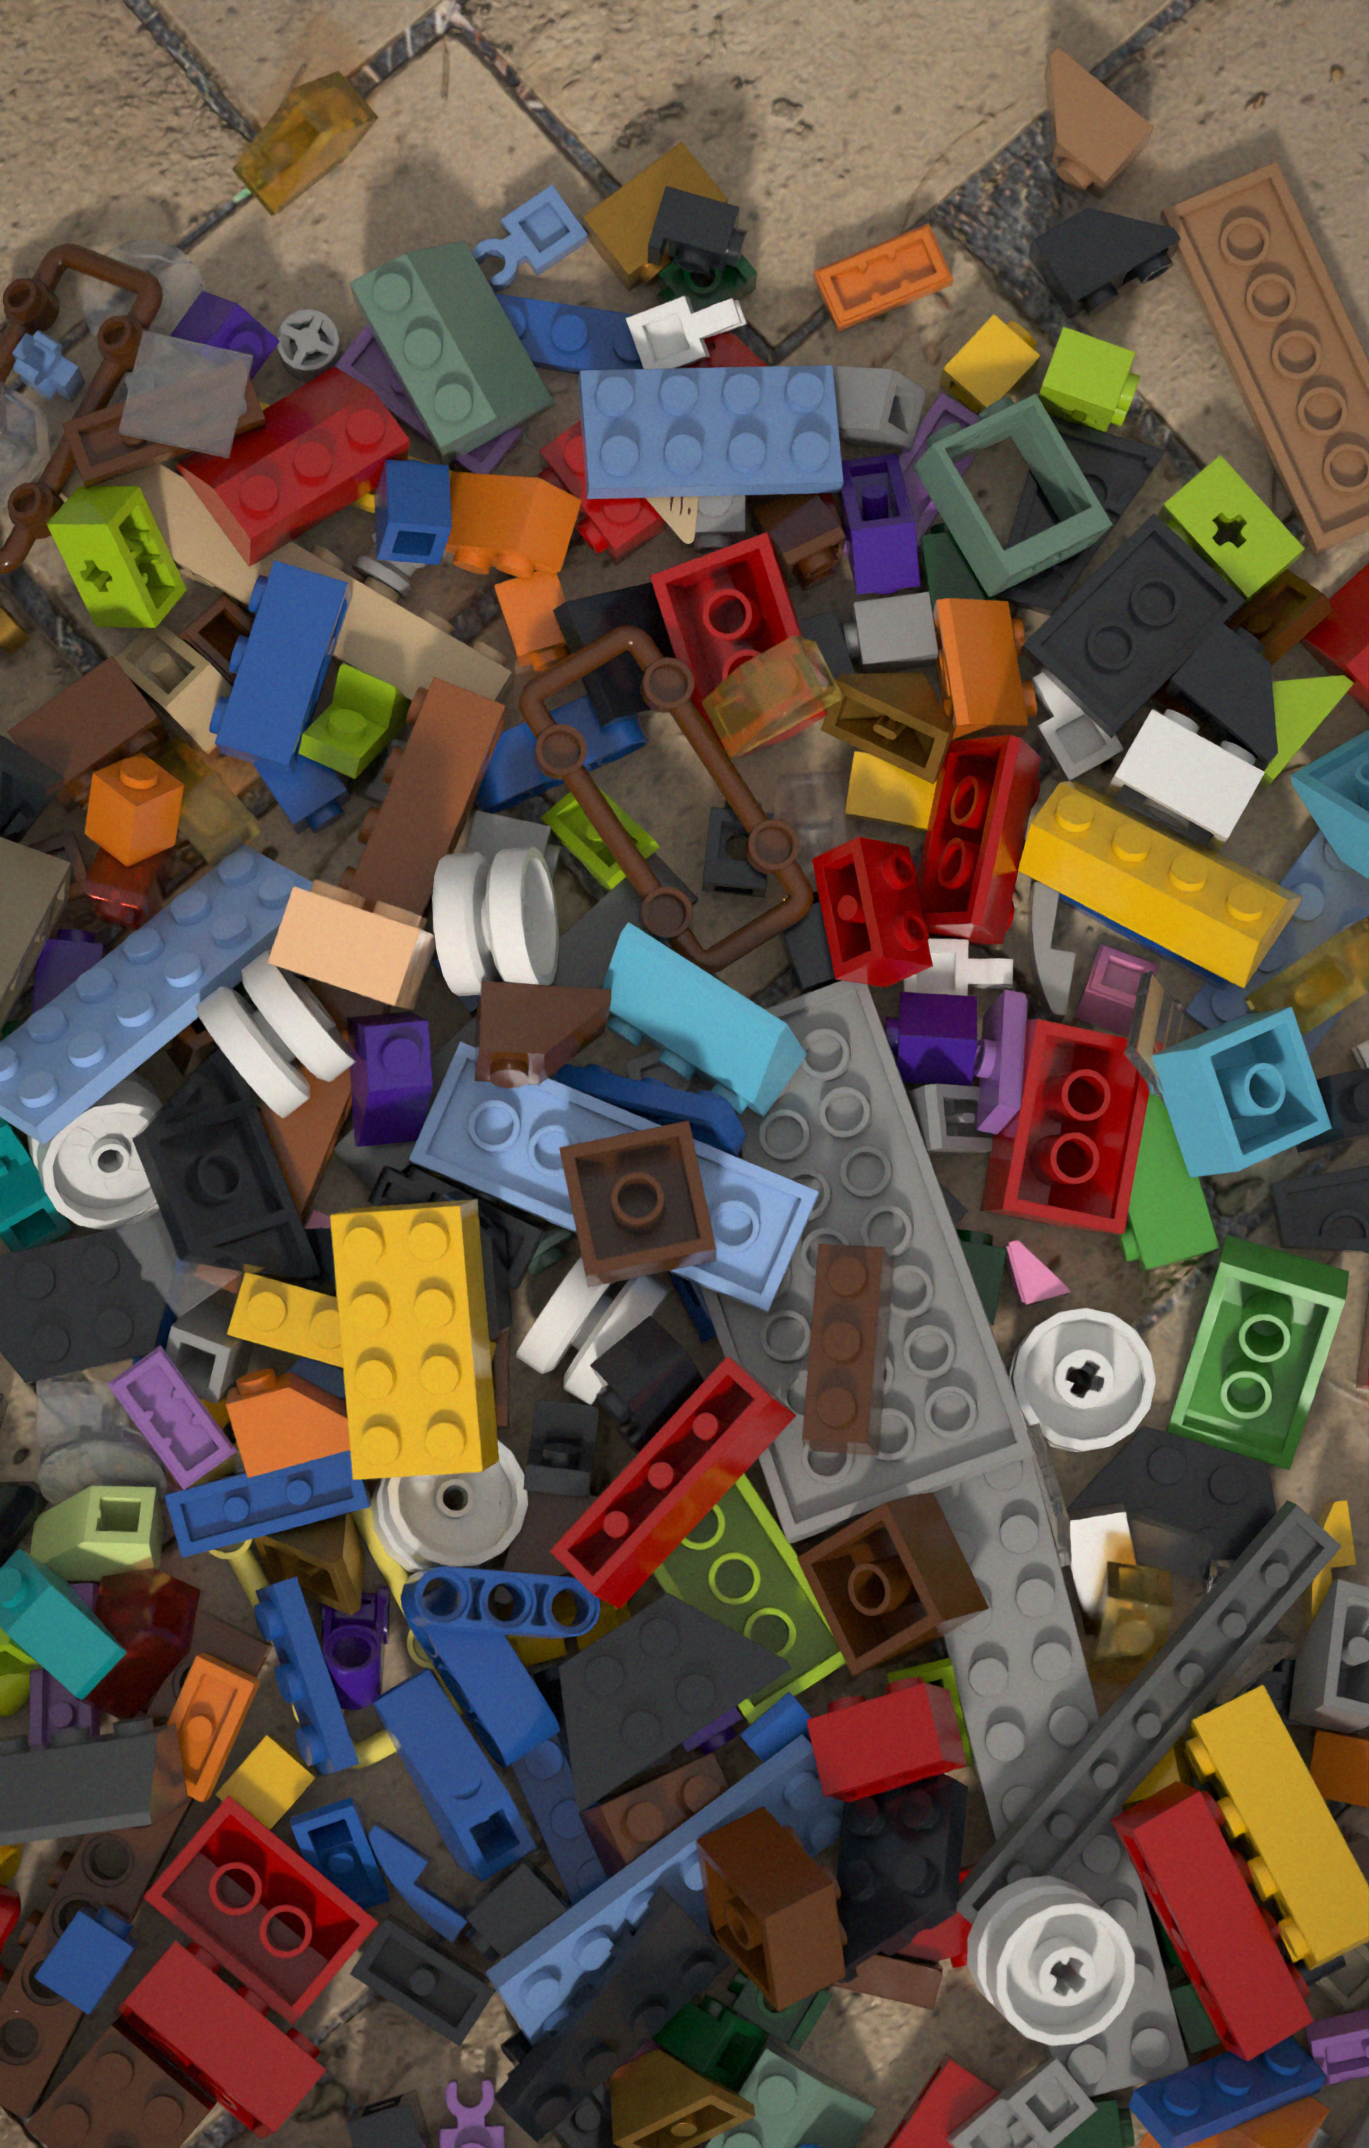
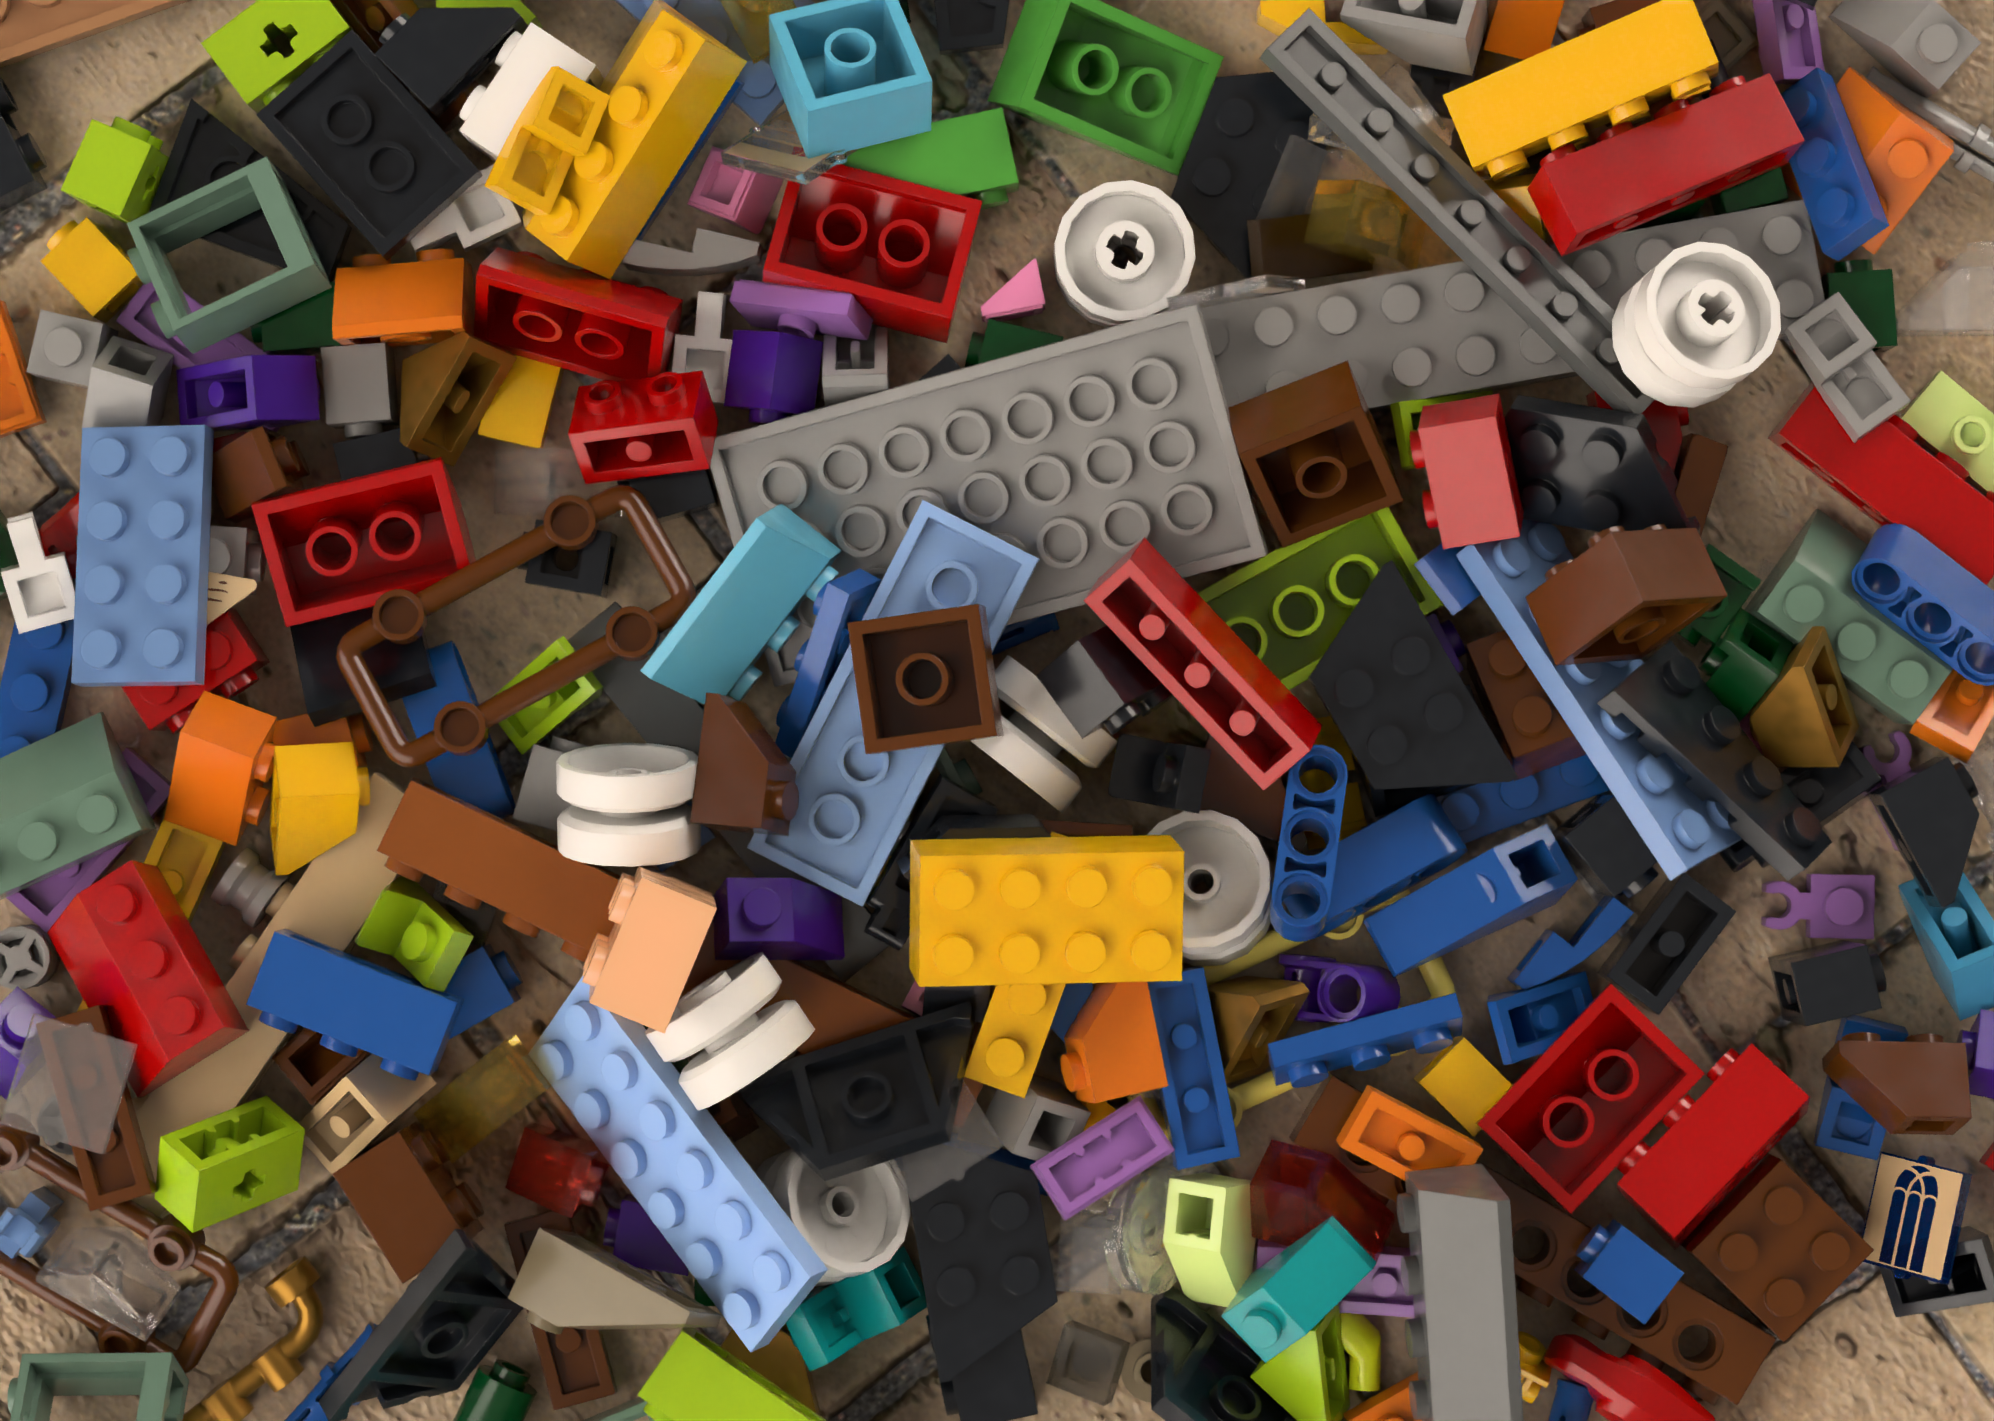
camera: 80 degrees left, 5 degrees up
(133, 809) = (489, 1161): orange brick -> none
(412, 512) = (204, 862): blue brick -> none
(479, 614) = (314, 801): none -> yellow slope
(771, 695) = (419, 512): clear yellow slope -> none
(848, 1349) = (1083, 480): reddish brown brick -> none
(910, 345) = (67, 348): none -> light grey brick
(1149, 793) = (545, 138): none -> yellow slope

